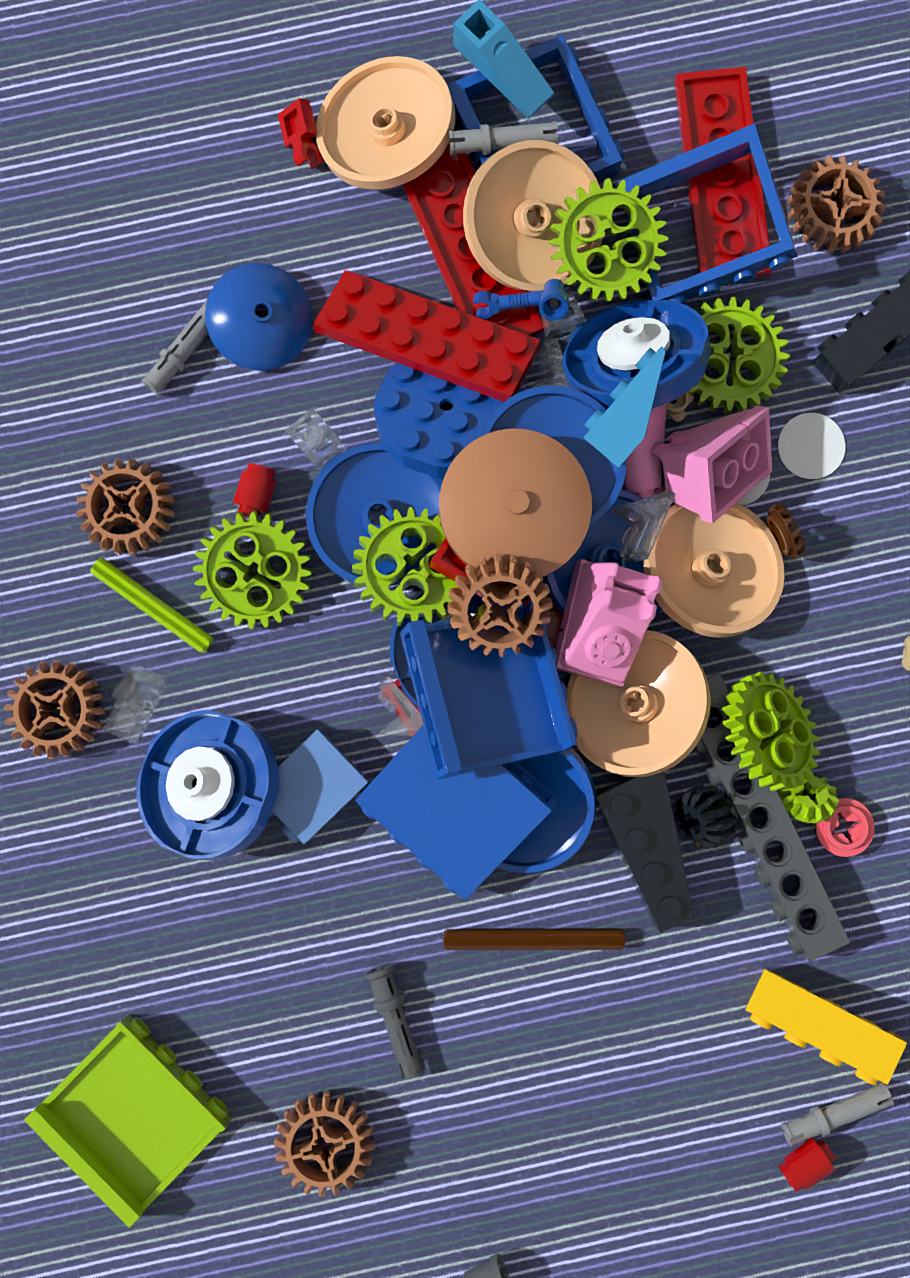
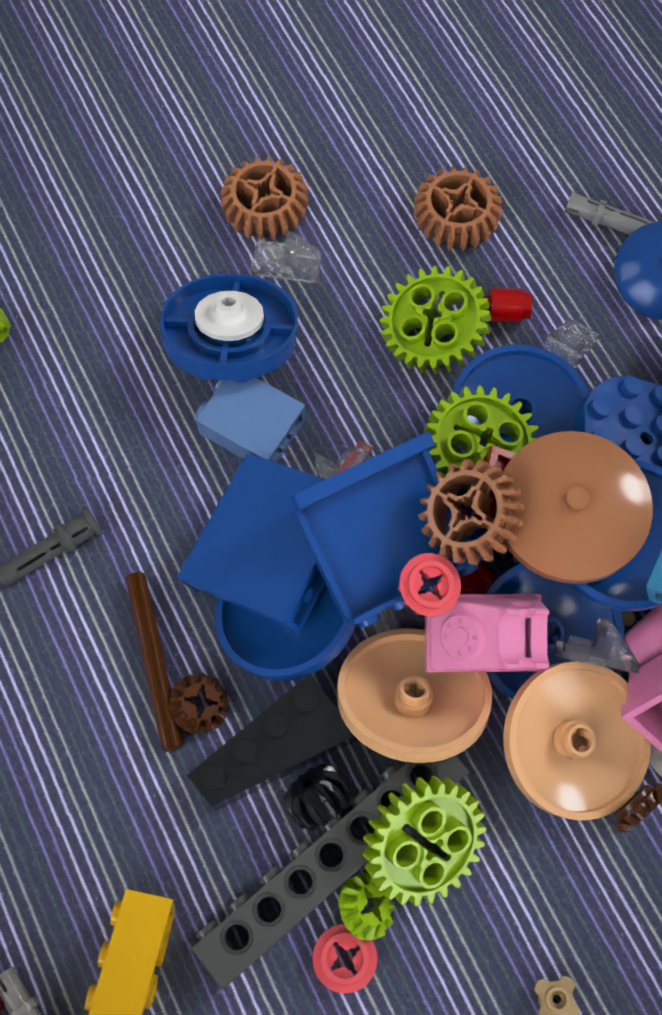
camera: 75 degrees right, 15 degrees down
(152, 605) = (377, 253): lime axle -> none
(561, 648) = (446, 589): none -> coral gear
(573, 913) = (185, 713): none -> reddish brown gear

